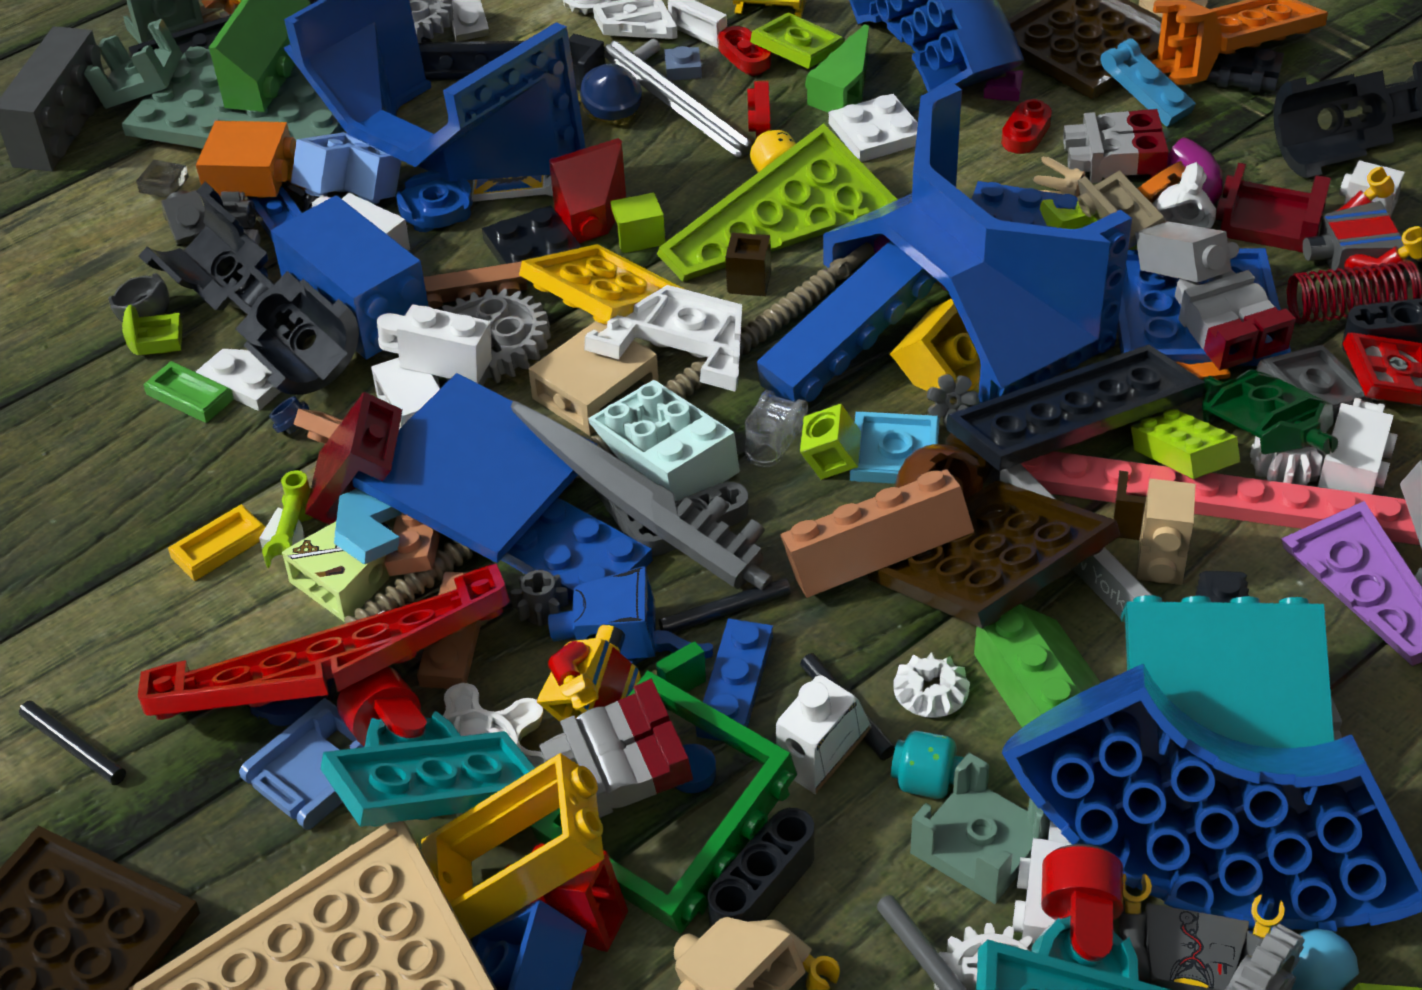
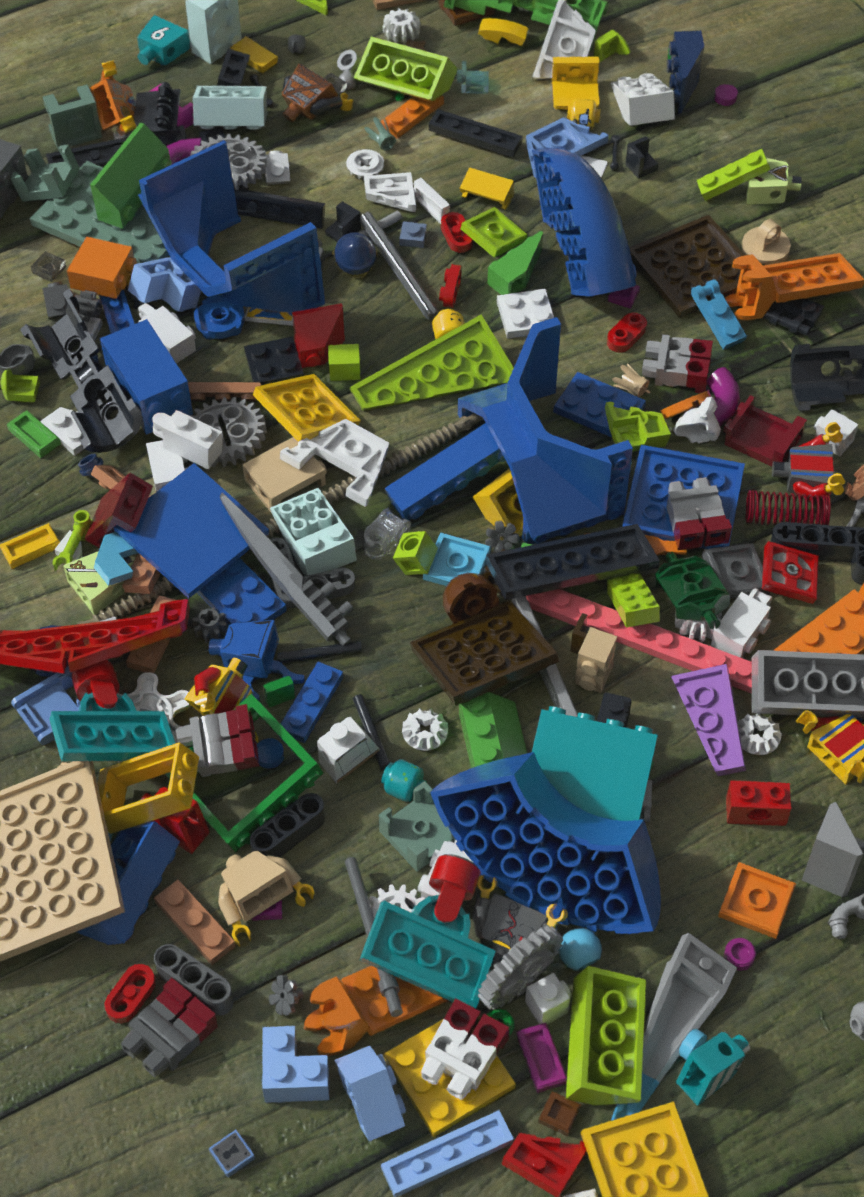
camera: 10 degrees right, 10 degrees up
(748, 264) = (405, 409): dark brown panel -> none
(877, 532) = (419, 625): nougat brick -> none
(1116, 194) = (654, 420): dark tan bracket -> none
(1185, 251) = (680, 463): light grey brick -> none

